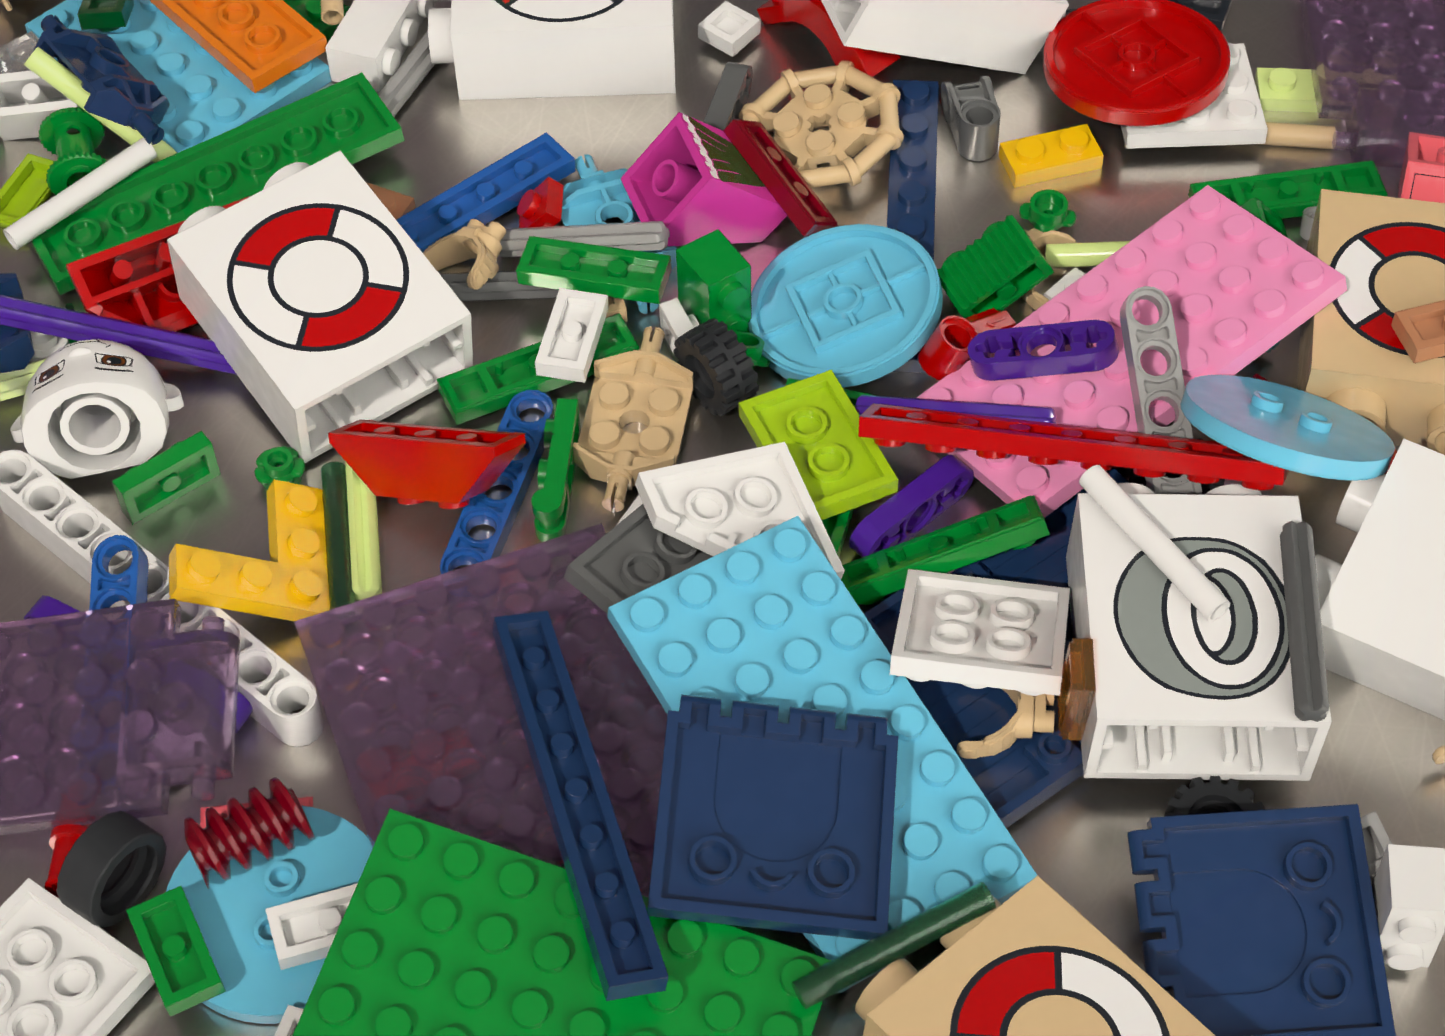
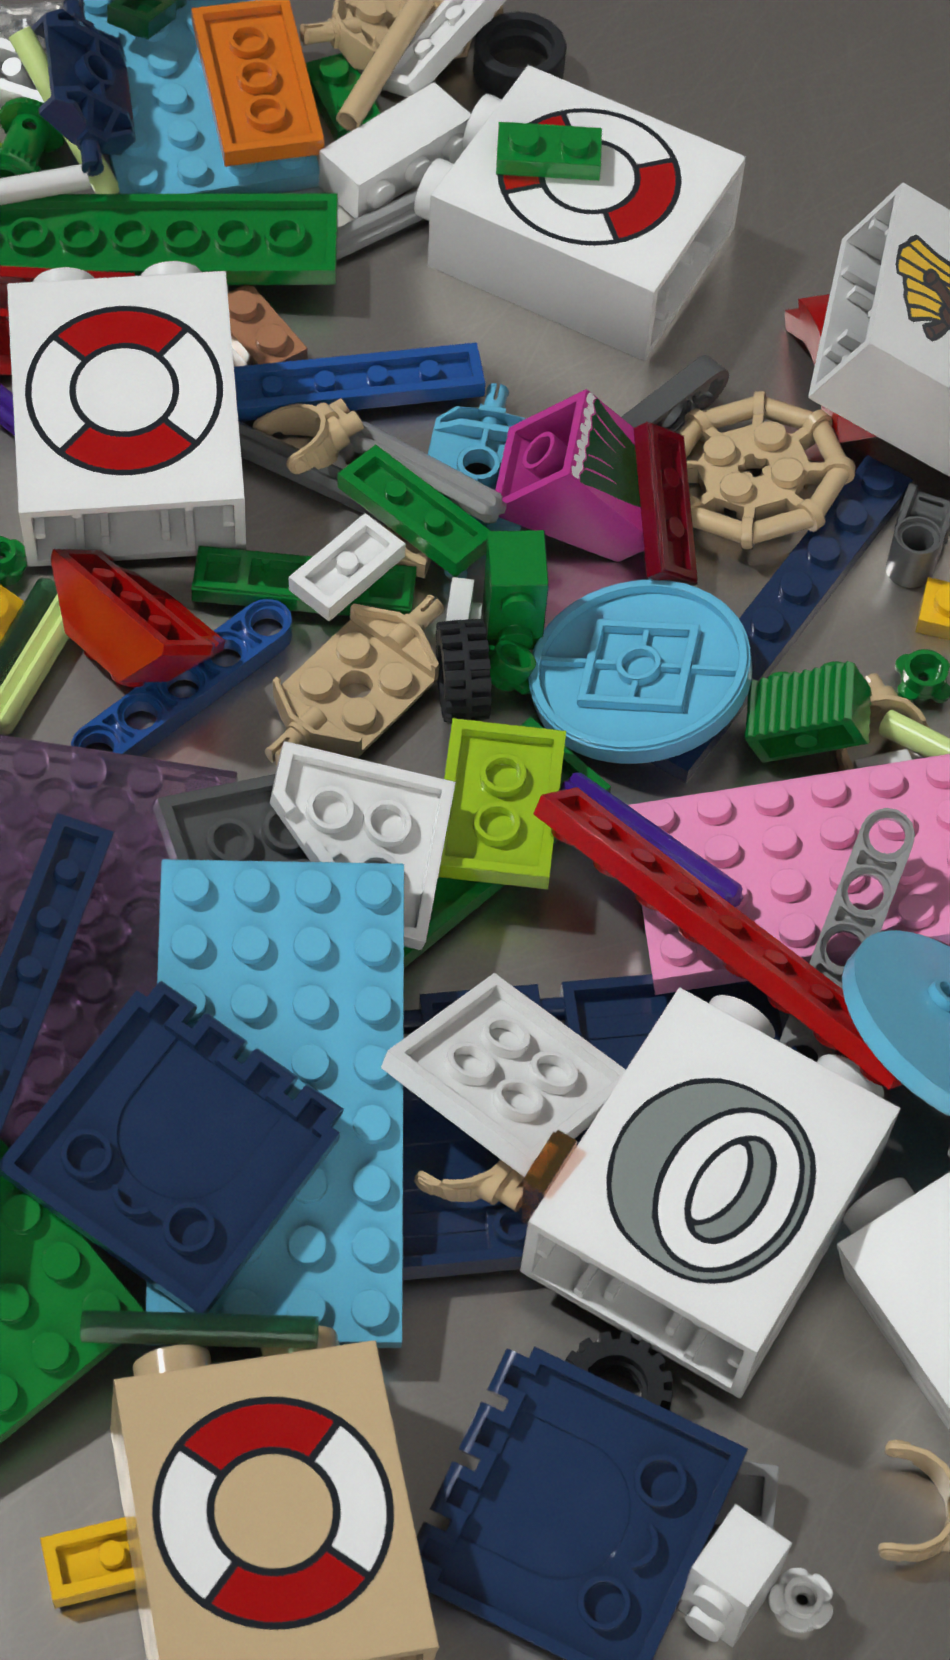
camera: 25 degrees right, 5 degrees up
(542, 205) = (418, 418): red plate -> none
(557, 472) = (246, 698): green plate -> none
(729, 28) = (740, 318): white plate -> none
(913, 507) = (555, 914): dark purple beam -> none
(945, 549) = (548, 972): green plate -> none
(948, 344) = (731, 767): red piece -> none
(1060, 361) = (770, 800): dark purple beam -> none
(1154, 543) = (711, 1078): white piece -> none
(1304, 622) = (800, 1237): dark grey axle -> none

